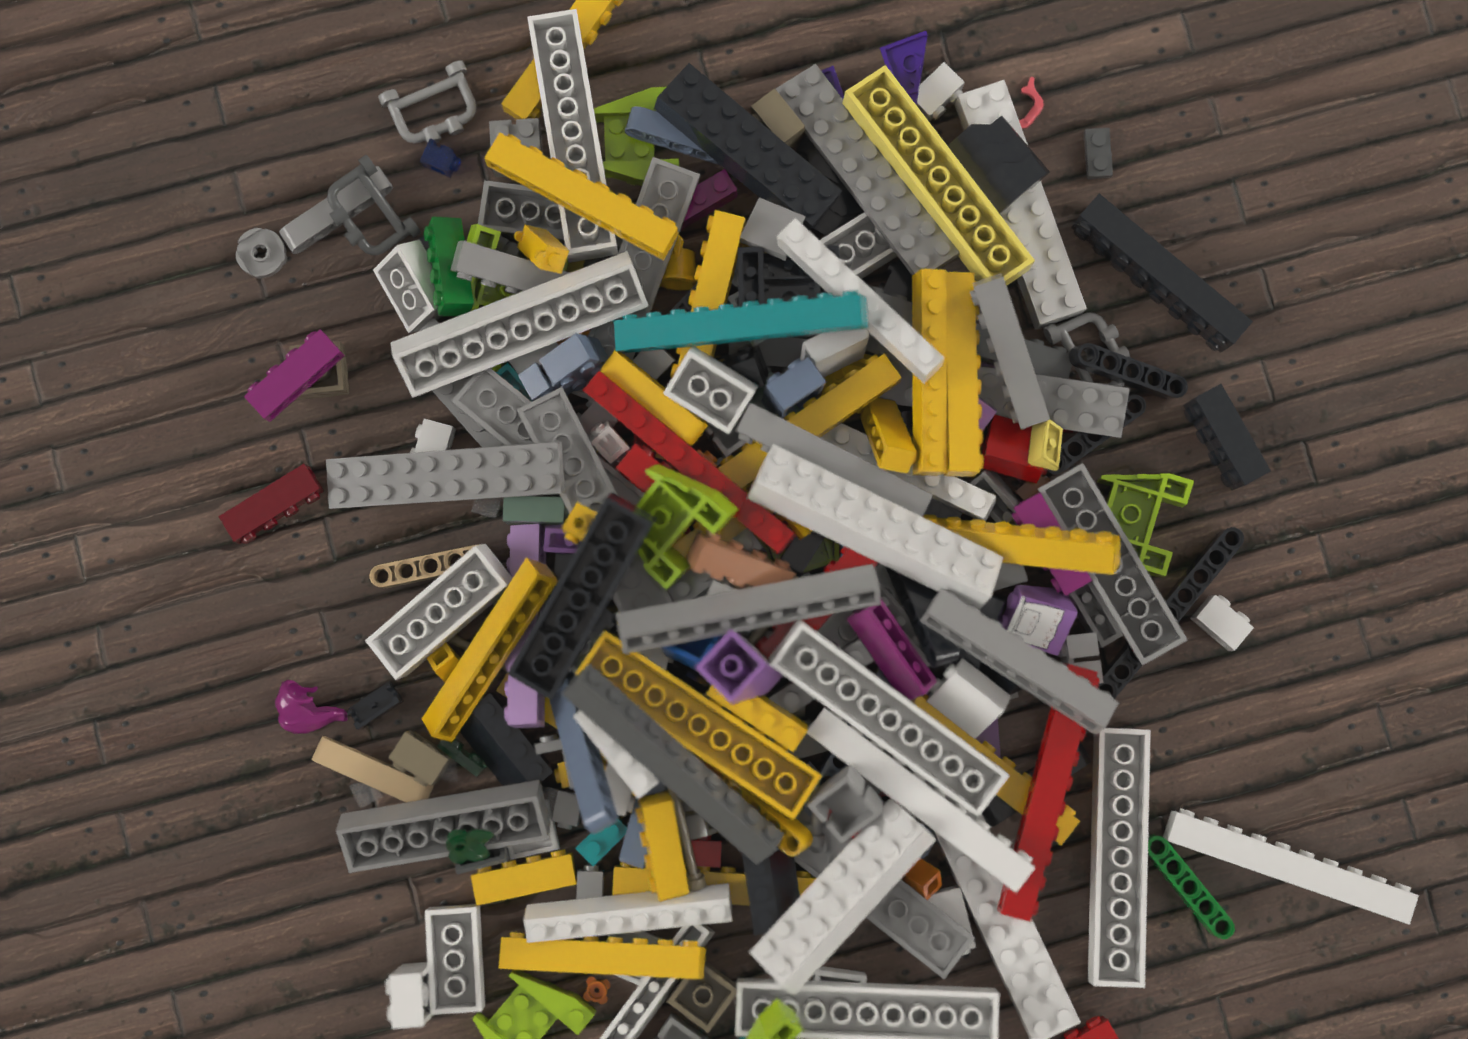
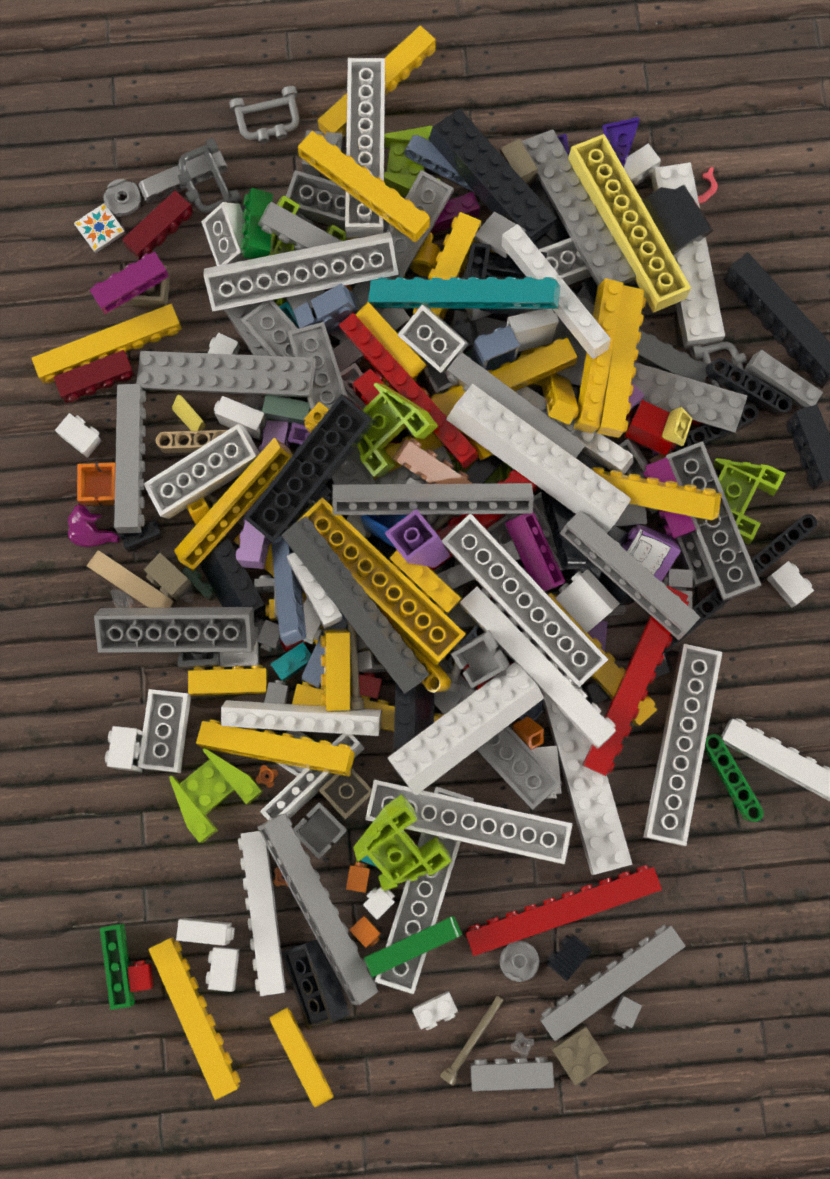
camera: 15 degrees right, 5 degrees down
(238, 299) = (99, 228): none -> tile
(266, 587) = (78, 435): none -> white brick
(280, 456) = (123, 336): none -> yellow brick
(306, 651) = (96, 485): none -> orange piece
(316, 284) = (158, 225): none -> dark red brick
(339, 608) = (129, 458): none -> light grey brick
(405, 534) = (187, 414): none -> light yellow slope
(440, 159) = (265, 153): clear blue brick -> none
(468, 845) = (191, 646): dark green plate -> none
(474, 528) = (232, 413): none -> white brick
(542, 248) = (327, 221): yellow brick -> none
(607, 441) = (350, 368): white bracket -> none
(1011, 351) = (662, 351): light grey brick -> none
(1098, 153) = (752, 229): dark grey plate -> none
(1171, 355) = (783, 379): none -> light grey brick

